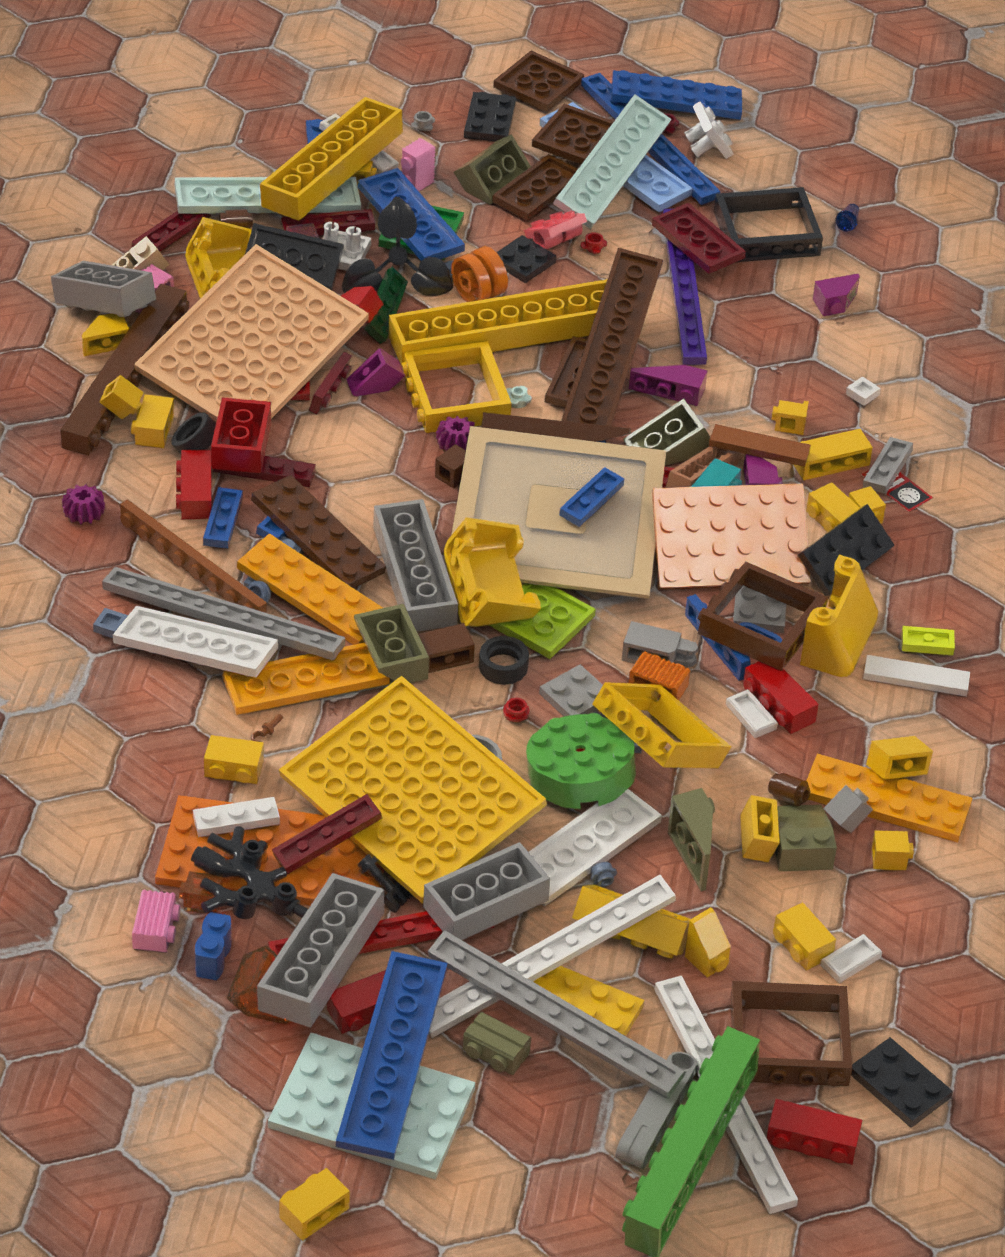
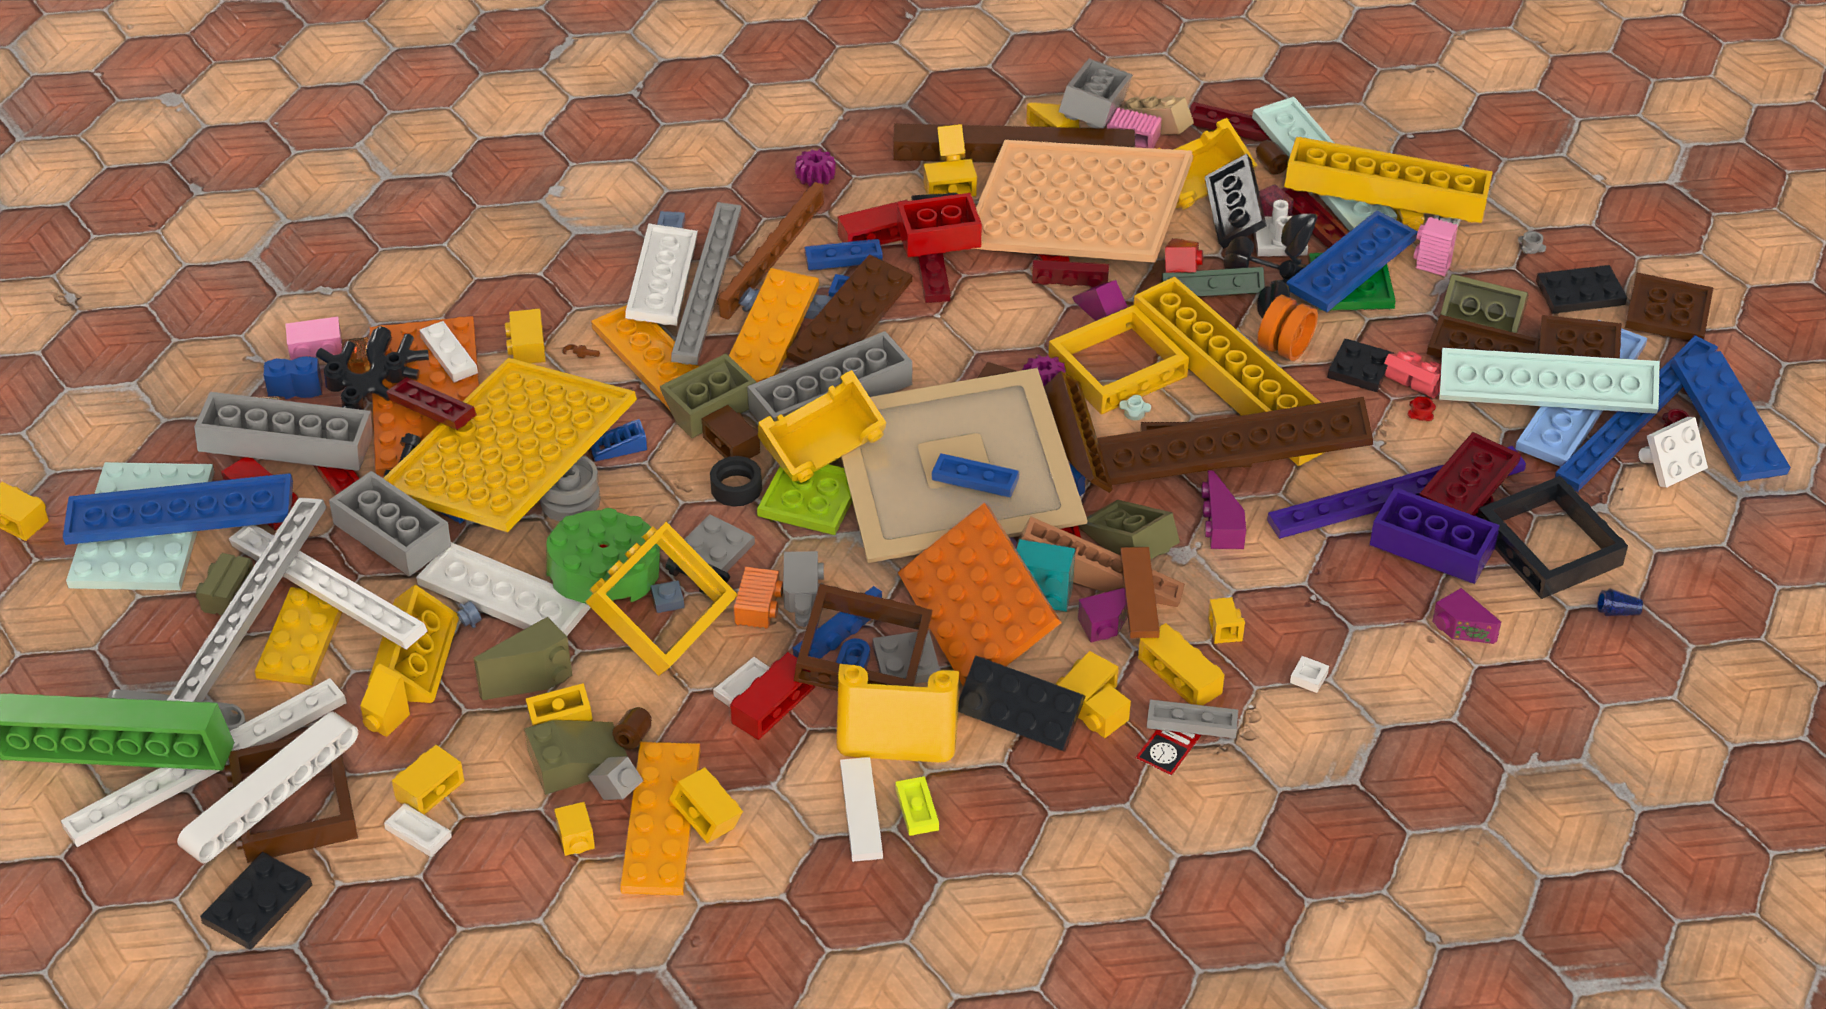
camera: 75 degrees right, 0 degrees up
(516, 710) = (671, 505): red plate -> none
(748, 278) = (1434, 535): none -> dark purple brick
(802, 1032) = (267, 787): none -> white beam
(814, 1131) = (160, 855): red brick -> none

